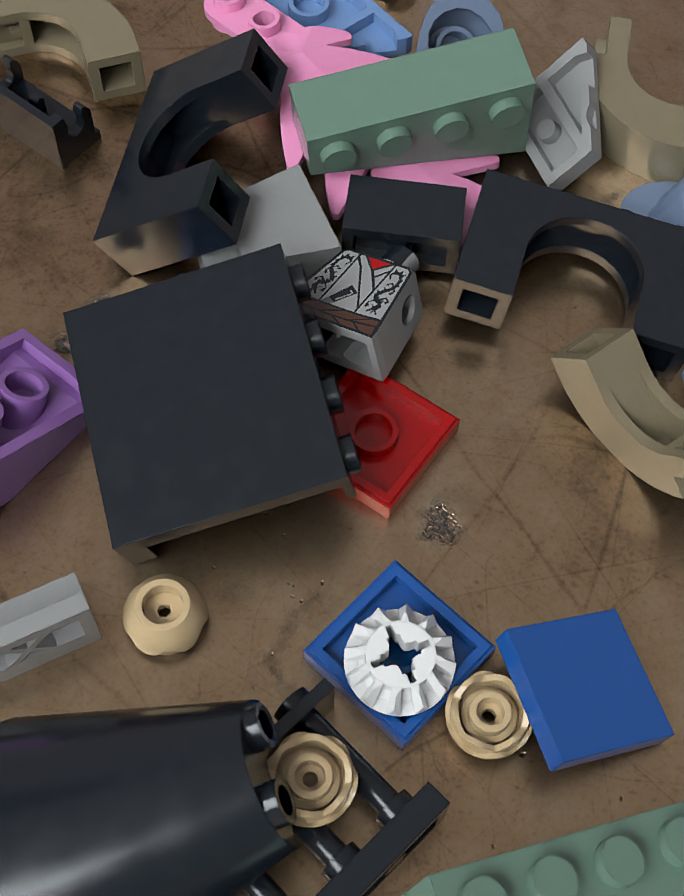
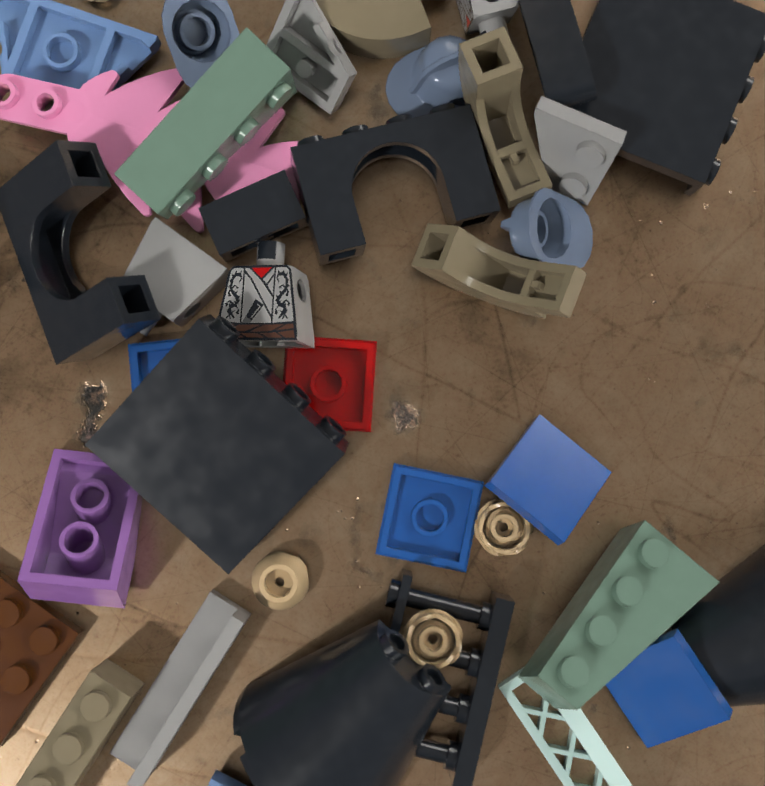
camera: 30 degrees left, 25 degrees up
(386, 687) = (414, 534): white gear -> none

